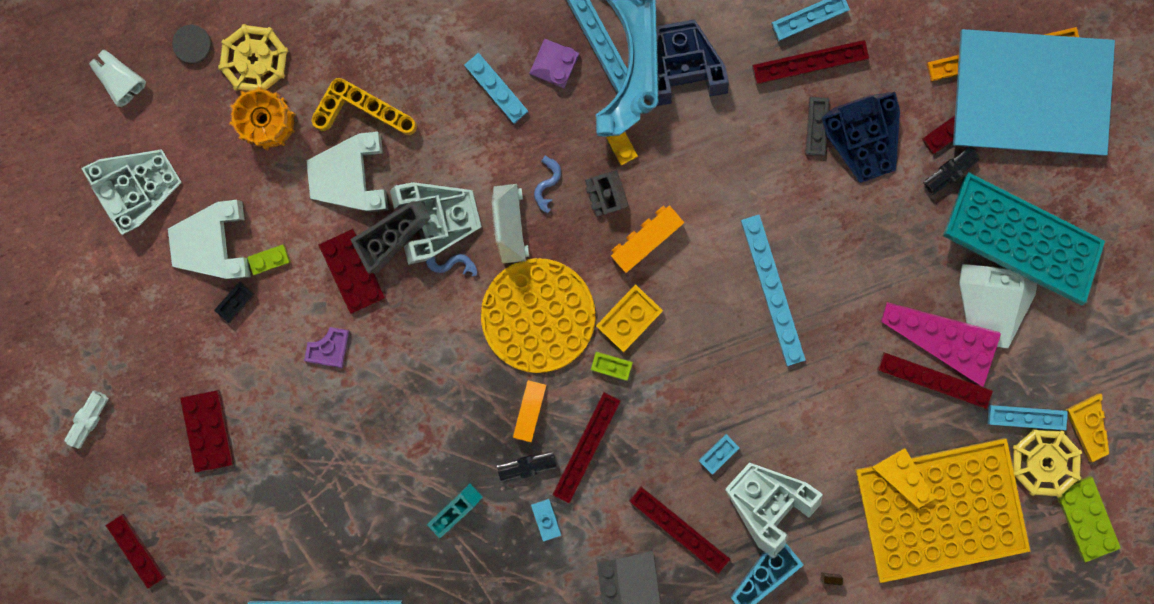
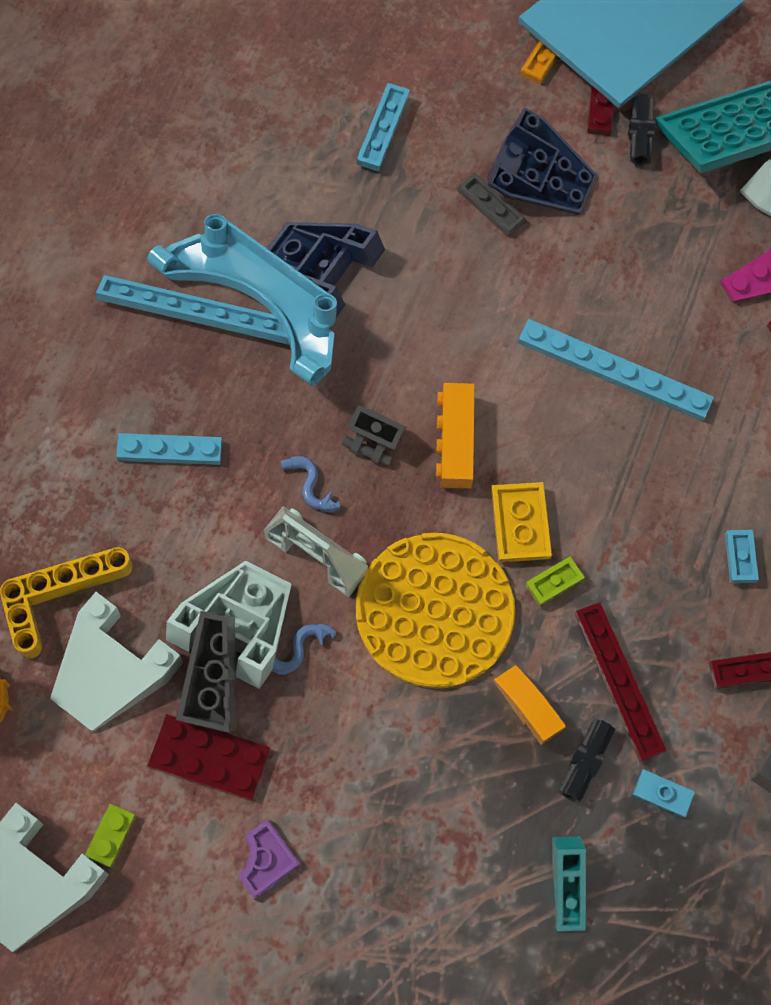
camera: 50 degrees left, 20 degrees down
(234, 302) = (118, 916): black plate -> none
(554, 63) = (201, 375): medium lavender slope -> none
(622, 148) = (341, 385): yellow plate -> none
(810, 62) = (424, 161): dark red plate -> none

